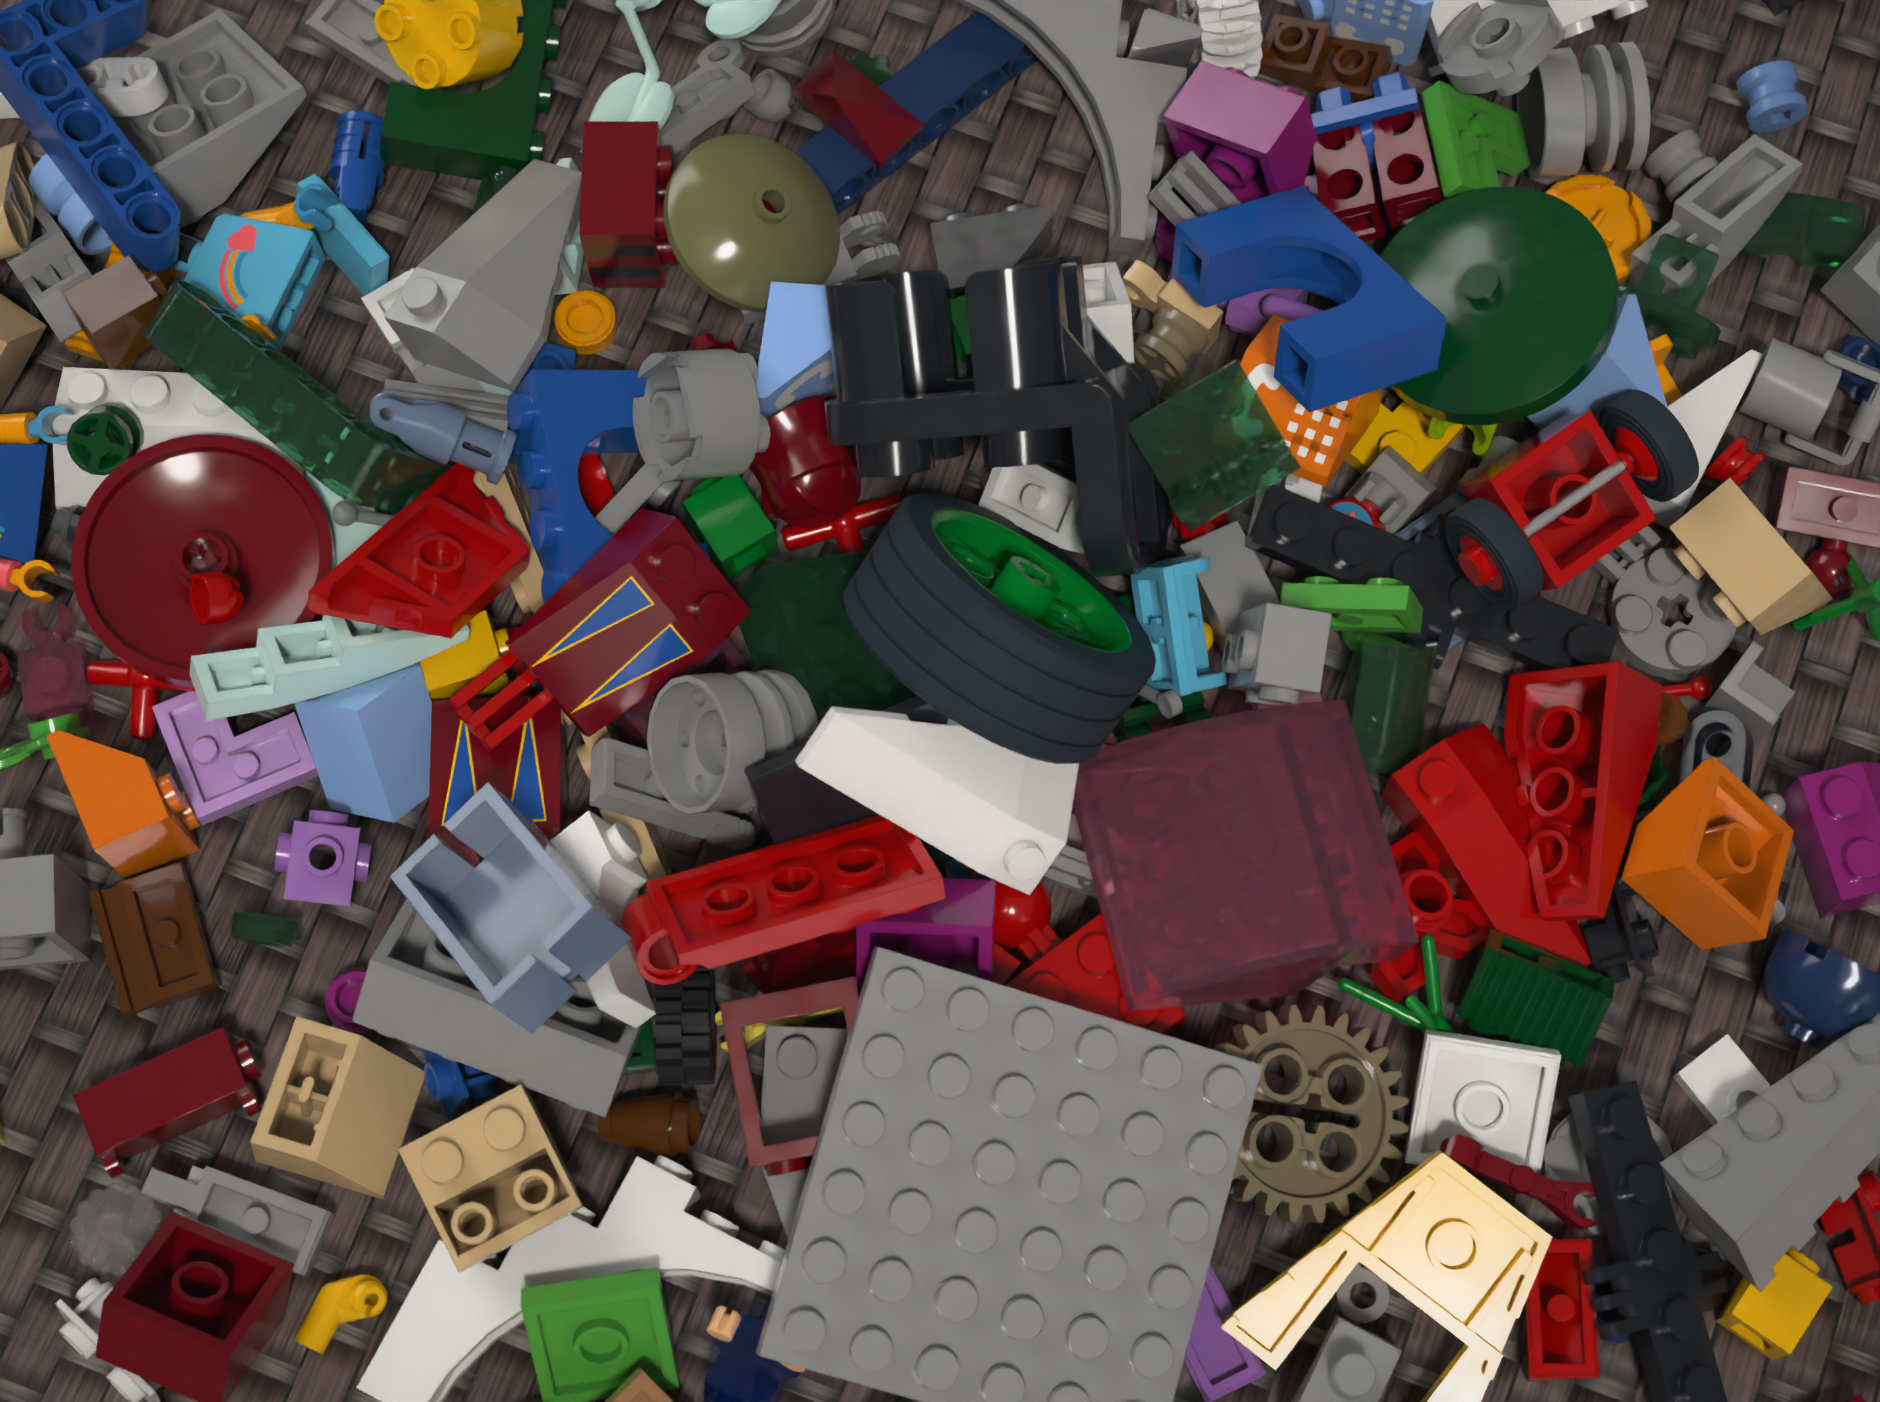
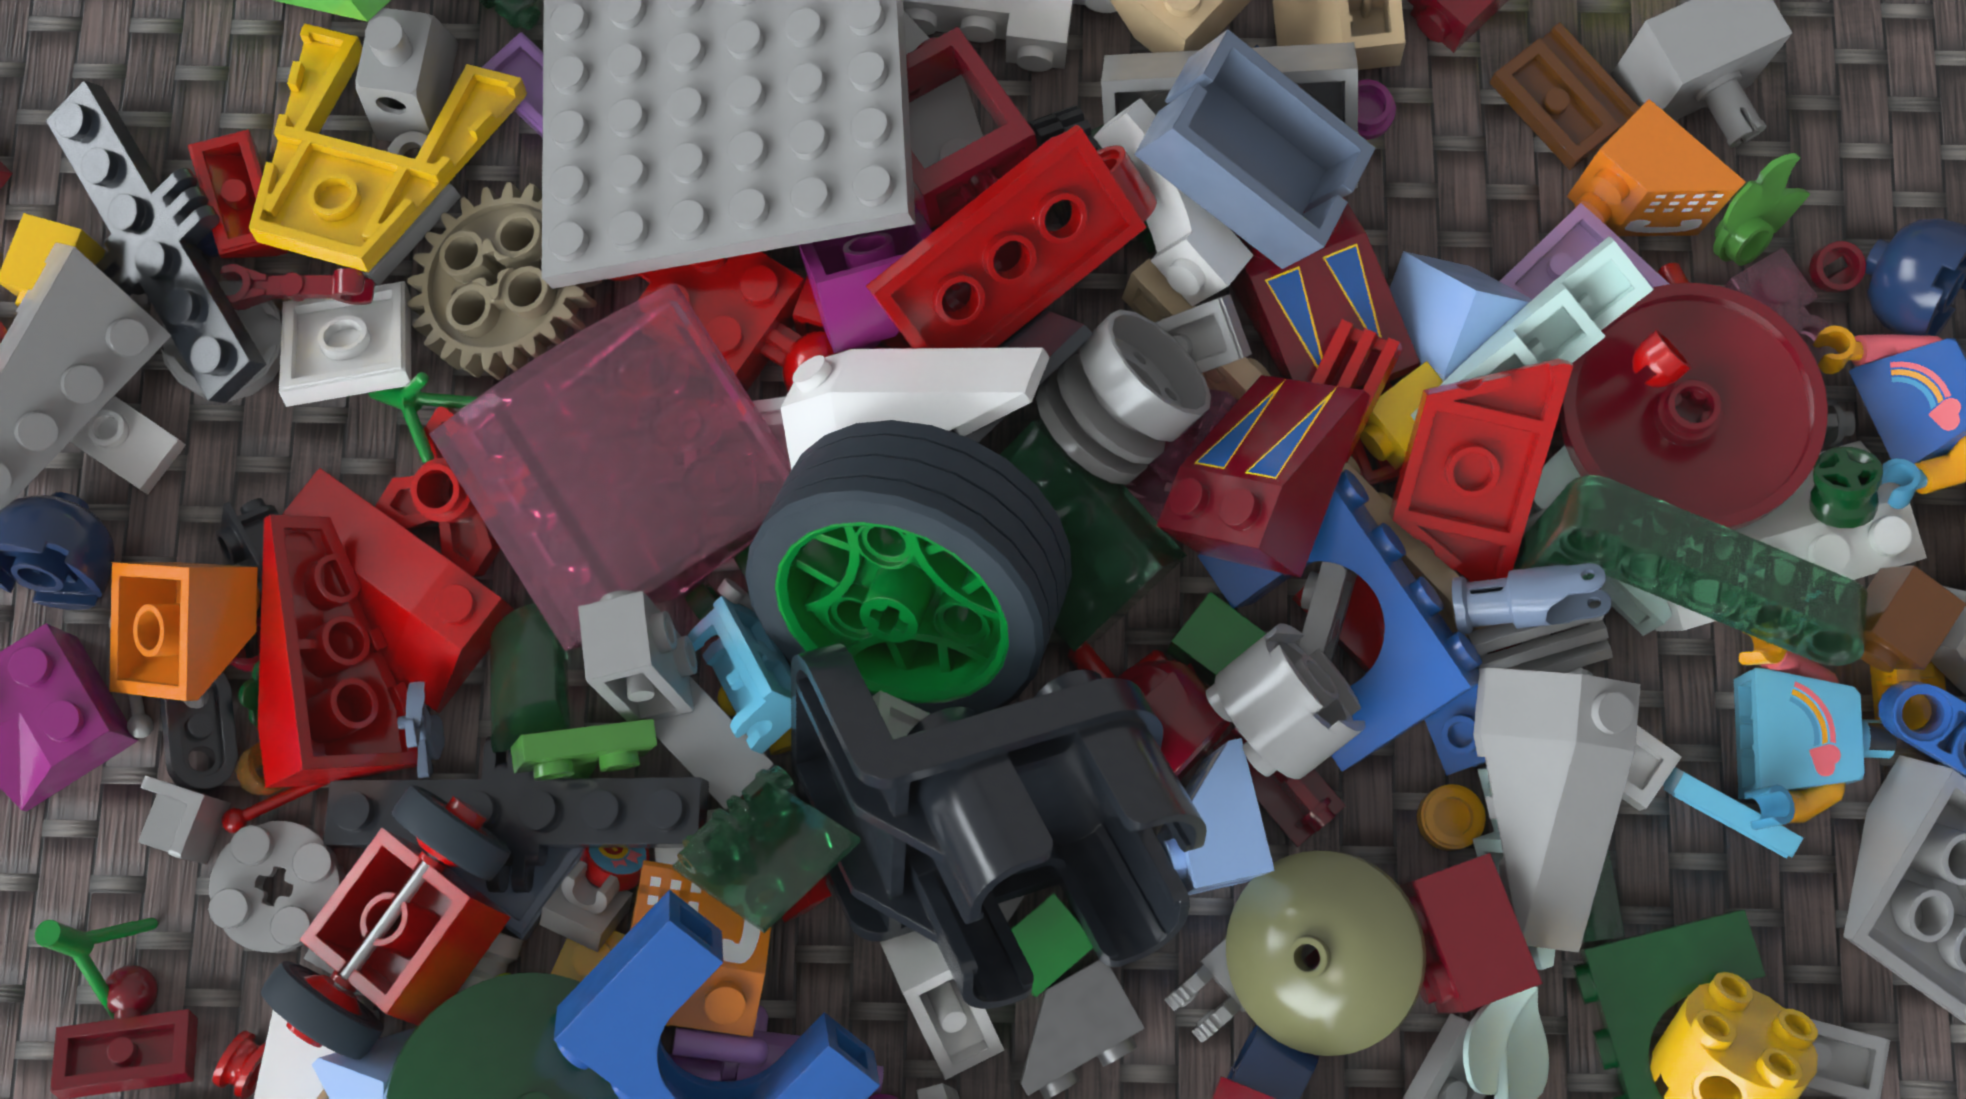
camera: 160 degrees right, 5 degrees up
(264, 929) = (1474, 134): clear green tile -> none
(316, 885) = (1451, 199): medium lavender brick -> none
(355, 176) = (1749, 877): blue hinge -> none
(653, 1124) = (1062, 87): reddish brown cone -> none
(1151, 292) = (883, 1042): tan plate -> none
(1170, 344) = (856, 993): dark tan wheel -> none
(1497, 695) = (422, 729): none -> sand blue piece
(1534, 998) = (319, 451): dark green brick -> none
(1747, 560) = (201, 943): tan slope -> none

